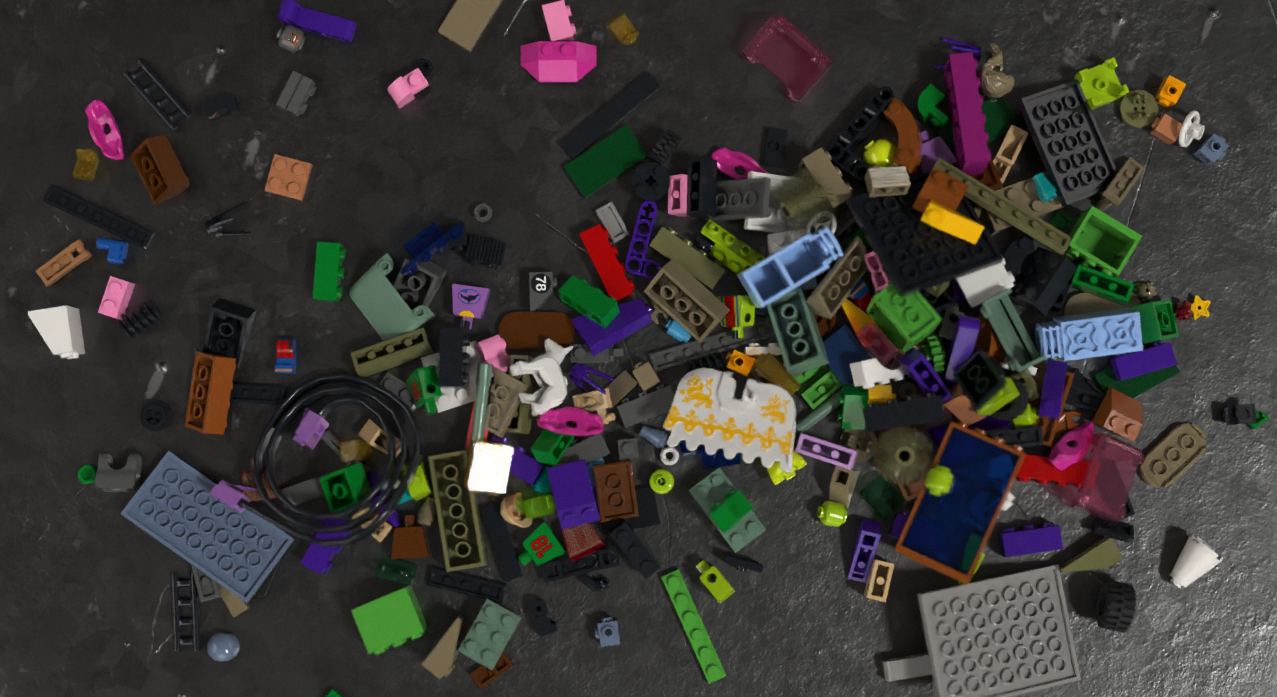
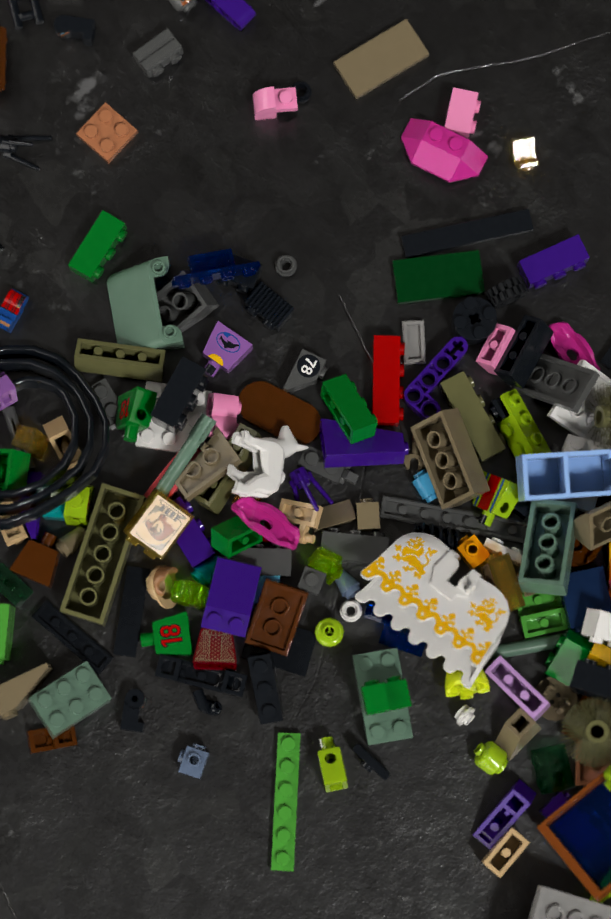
camera: 25 degrees right, 5 degrees down
(633, 429) = (326, 562): none -> clear neon green bracket
(689, 105) = (553, 262): none -> dark purple brick
(796, 491) = (464, 715): none -> white plate

